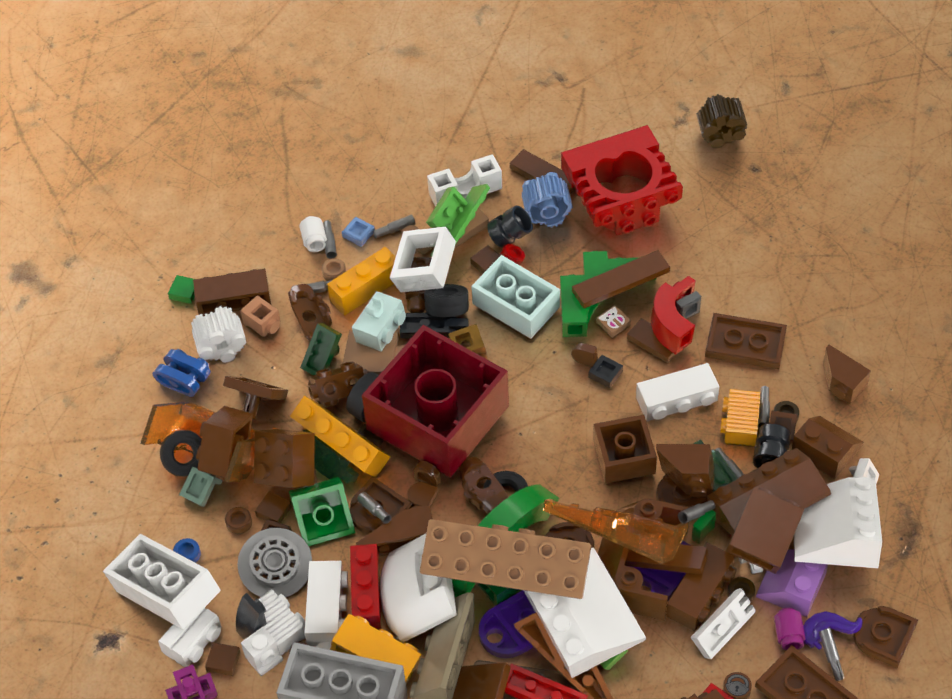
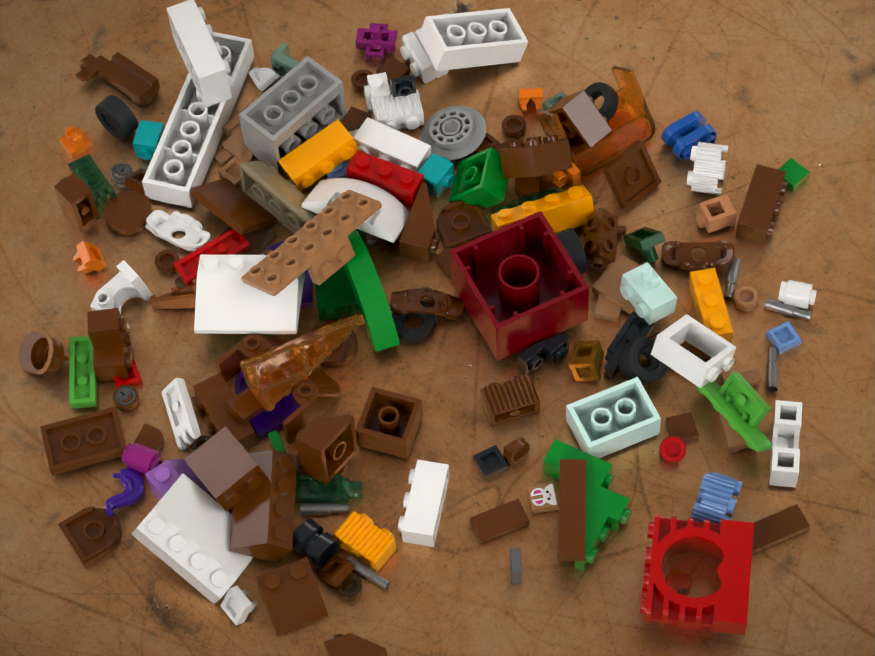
camera: 120 degrees right, 5 degrees up
(188, 548) = (506, 82): blue tile -> none
(197, 517) = (533, 94): none -> orange tile
(248, 681) = (359, 80): none -> reddish brown tile
(334, 547) = (437, 174): none -> teal brick
(373, 507) = (453, 210): flat silver pin -> none
(510, 226) = (700, 452): black wheel -> none
(540, 380) = (509, 399): none -> reddish brown brick
(667, 324) = (509, 529): red arch -> none
(695, 511) = (278, 427): flat silver pin -> none
(746, 340) = (450, 601): reddish brown tile -> none
(764, 640) = (150, 437): none -> reddish brown tile
(831, 653) = (101, 477): flat silver pin -> none

